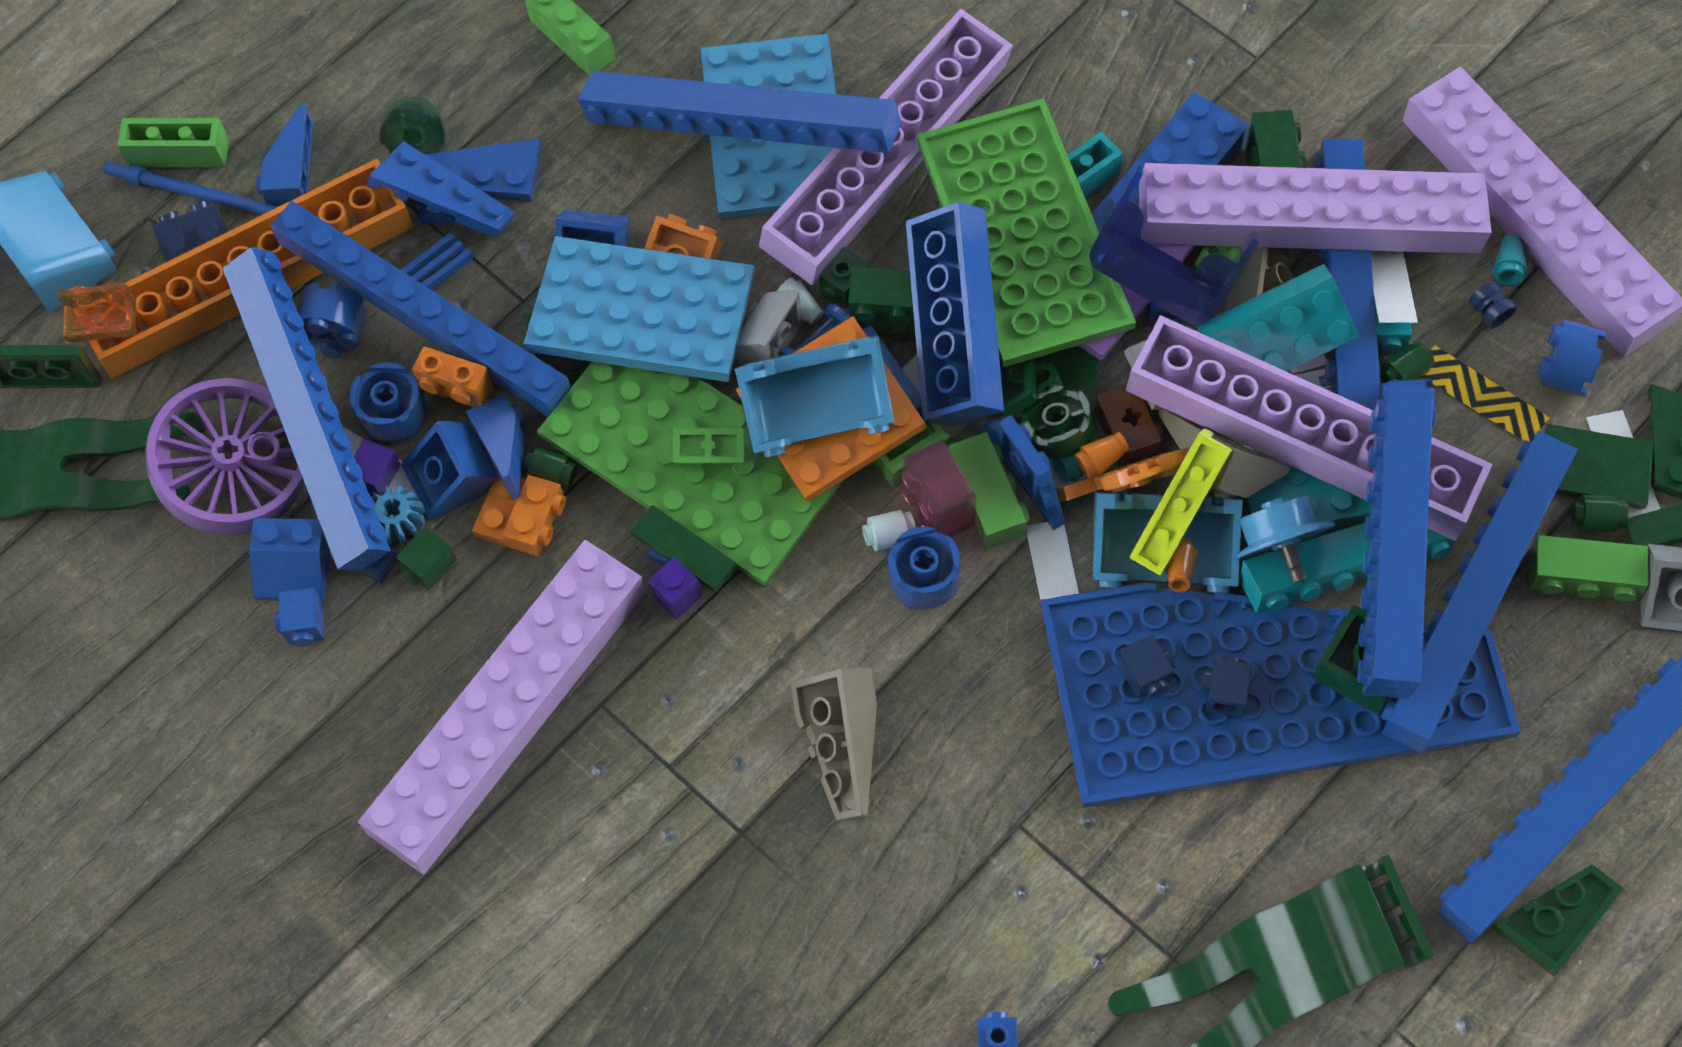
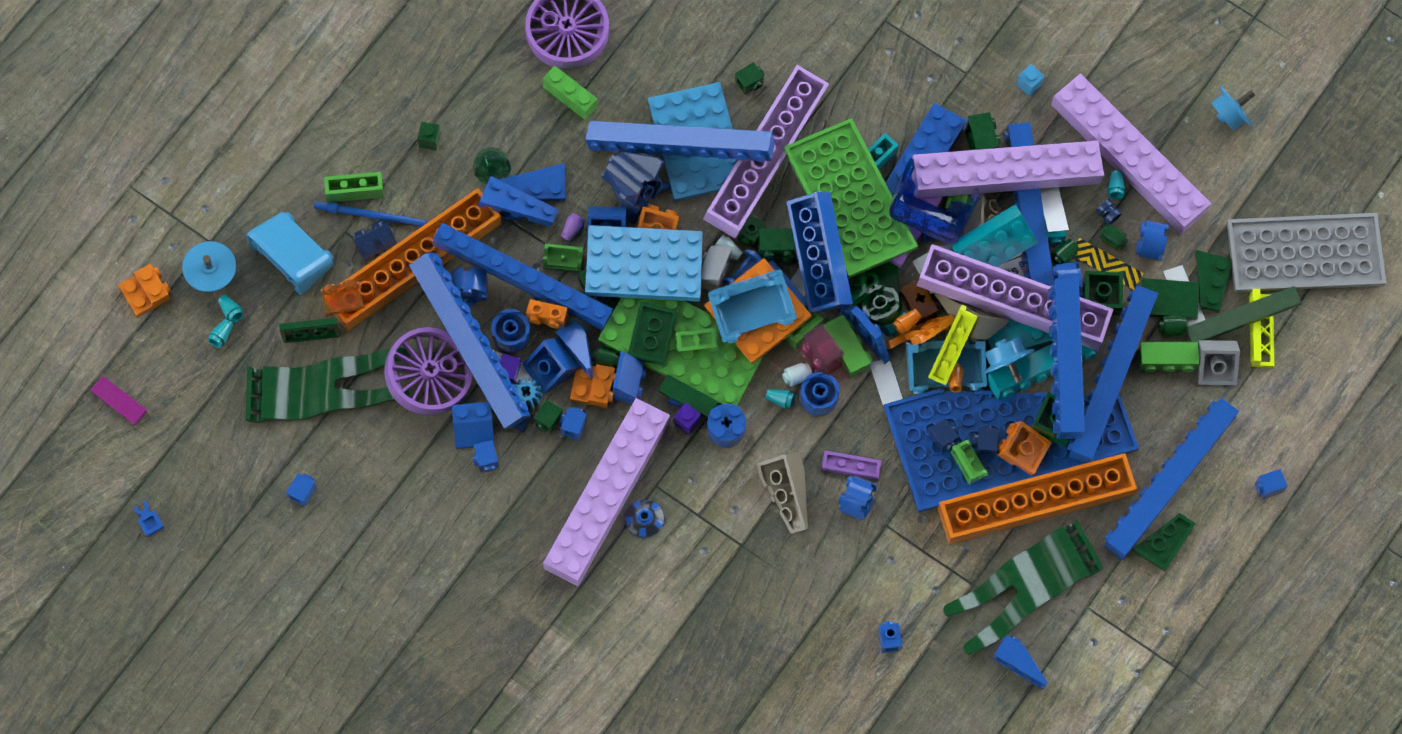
camera: 15 degrees left, 5 degrees up
(288, 161) = (421, 195): blue slope -> none
(319, 74) = (429, 136): none -> dark green brick
(435, 257) = (529, 233): blue tile -> none
(469, 574) = (573, 423): none -> blue brick
(504, 289) = (563, 258): none -> bright green hinge
(532, 242) = (572, 226): none -> medium lavender cone
(570, 777) = (644, 527): none -> dish
(579, 504) = (628, 378): none -> blue slope
(634, 430) = (652, 333): none -> dark green tile
(650, 171) = (634, 181): none -> dark blue brick
(744, 588) = (729, 415): none -> blue brick
(854, 569) = (782, 398): none -> teal cone
(879, 30) = (750, 78): none -> dark green brick
(967, 705) = (851, 465): none -> medium lavender tile
(968, 766) = (857, 498): none -> blue brick
(1188, 722) = (968, 462): none -> bright green hinge
(1297, 705) = (1023, 447): none -> orange plate
(1315, 805) = (1037, 498): none -> orange brick
(1369, 74) = (1030, 80): none -> dark azure brick
(1478, 429) = (1104, 289): none -> dark green brick
(1499, 348) = (1114, 237): none -> dark green brick

